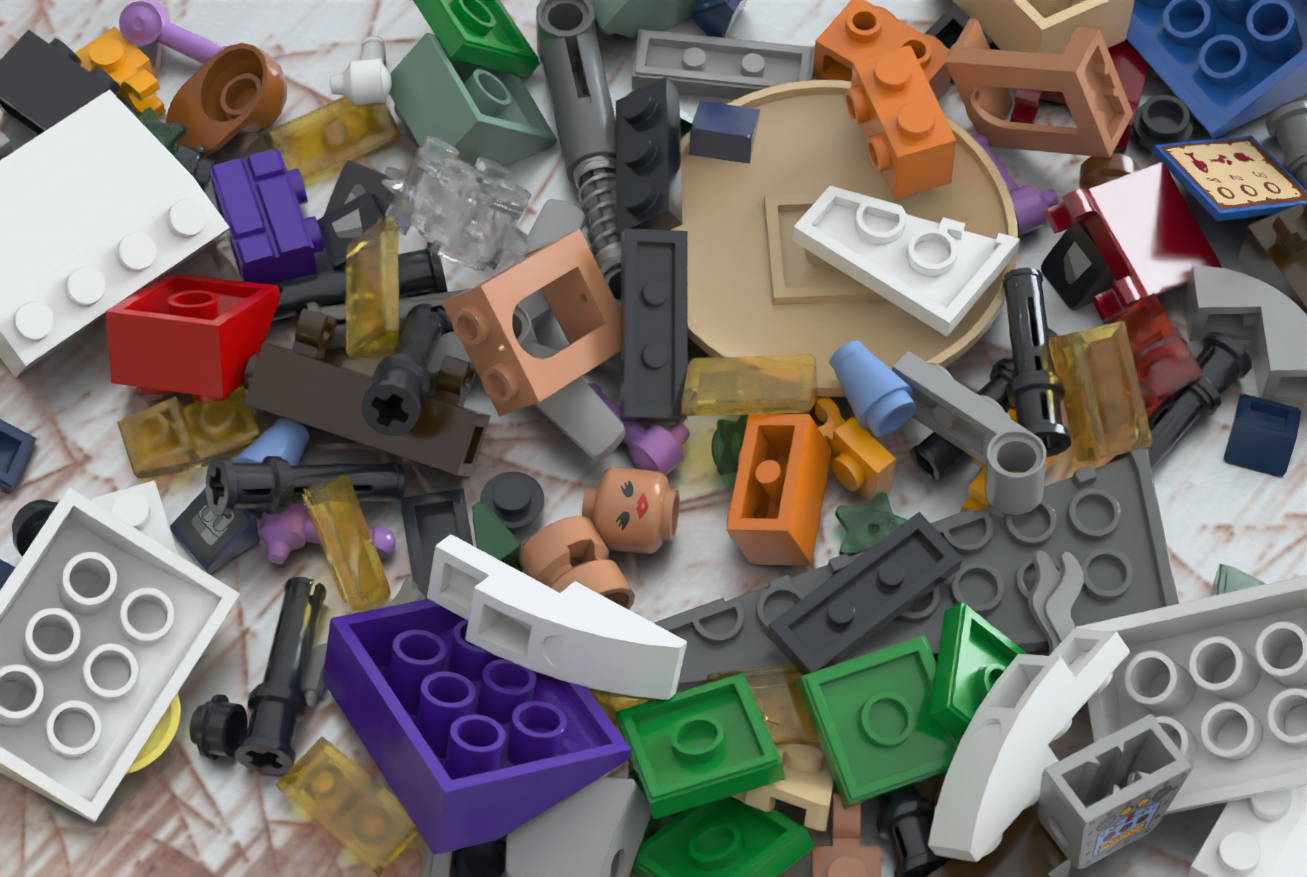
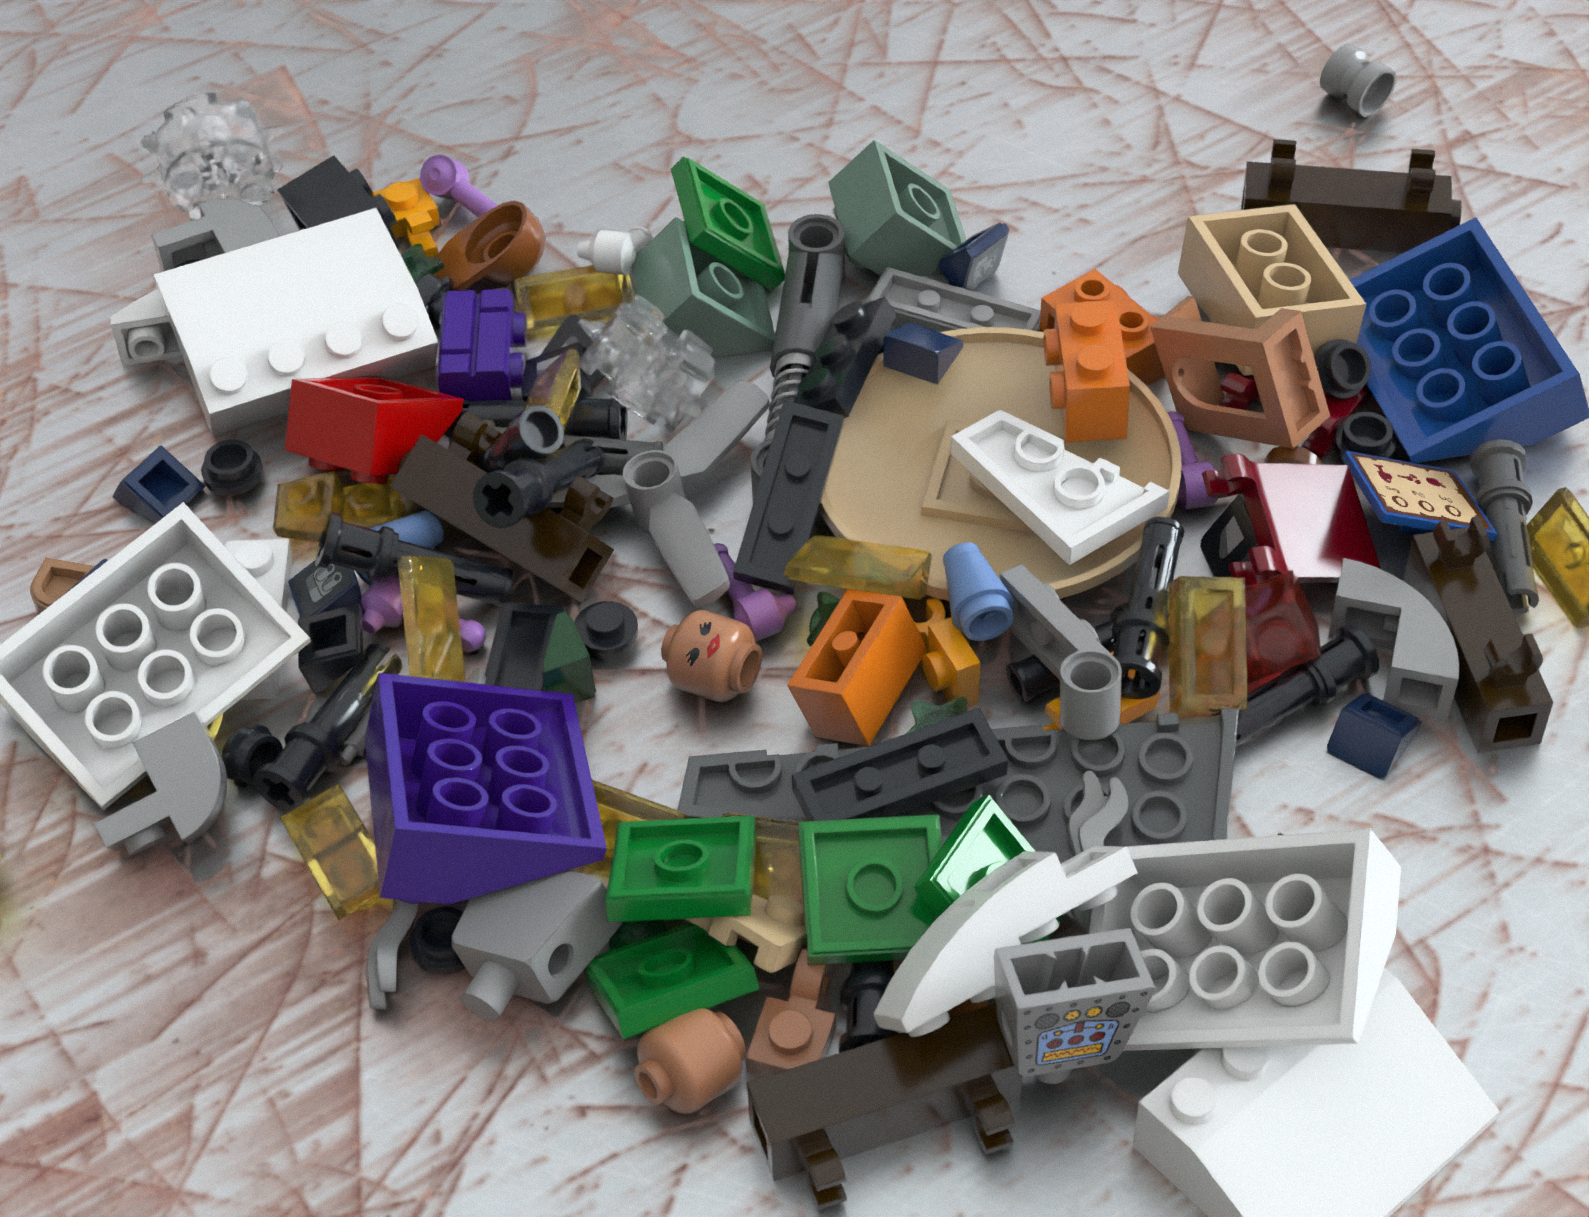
camera: 20 degrees right, 10 degrees down
(59, 414) = (231, 467): none -> black plate
(181, 782) = (188, 786): none -> light grey brick
(261, 588) = (333, 647): none -> black slope
(384, 327) = (529, 435): none -> black piece
(558, 634) = (585, 733): white slope -> none
(571, 553) = (633, 702): nougat wheel -> none
(579, 302) = (727, 454): nougat panel -> none
(1129, 52) = (1342, 368): none -> black plate

